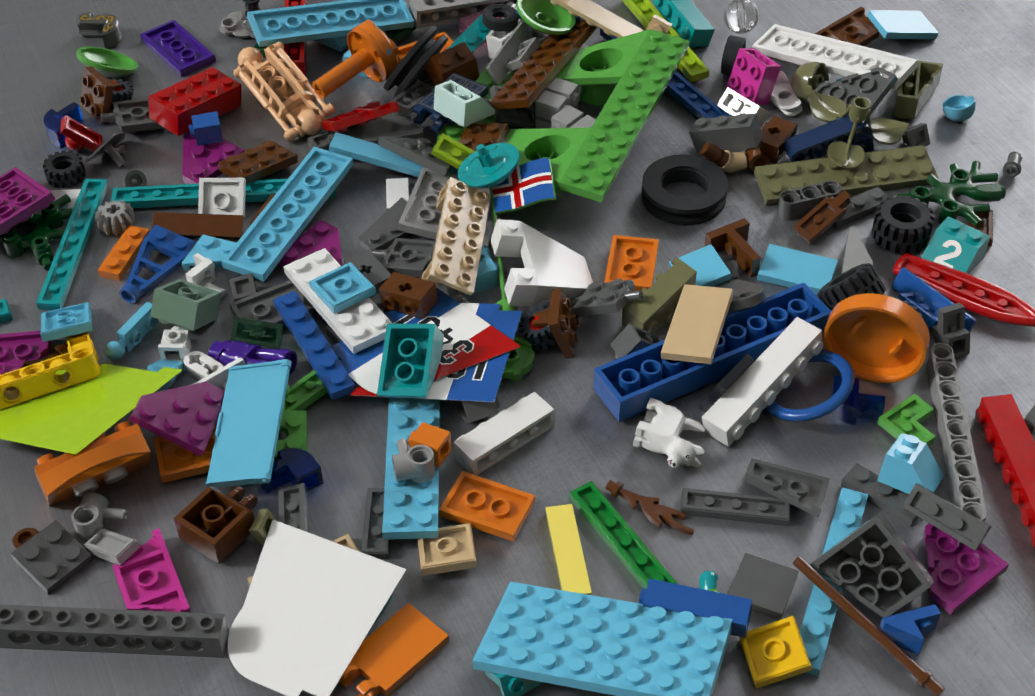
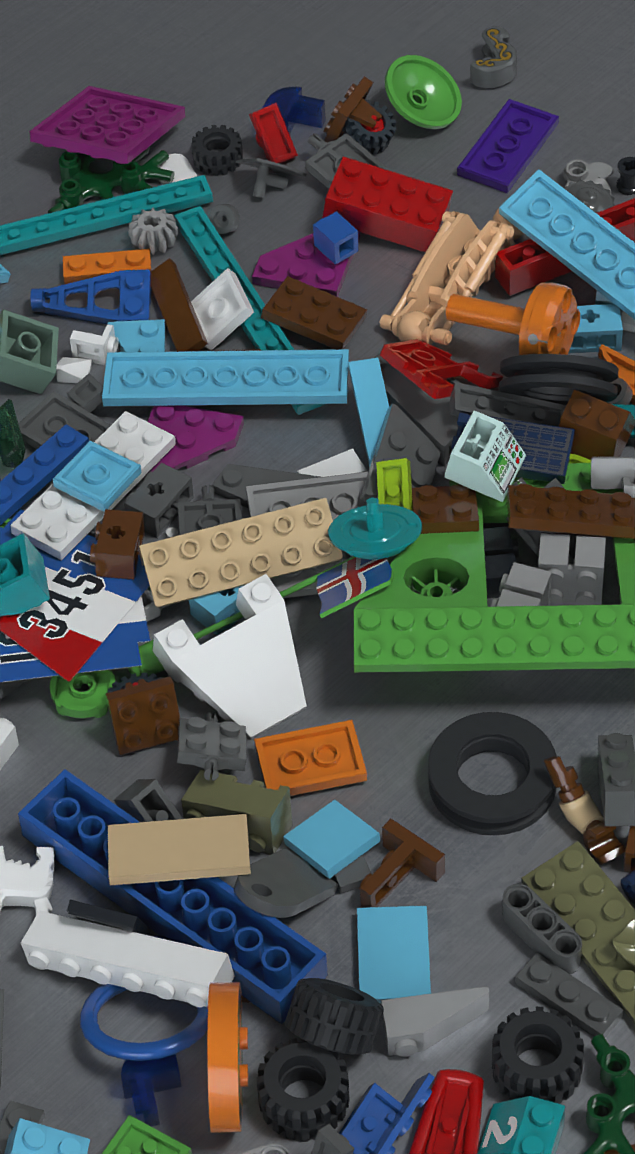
camera: 70 degrees right, 5 degrees up
(822, 217) = (505, 951): reddish brown hinge -> none

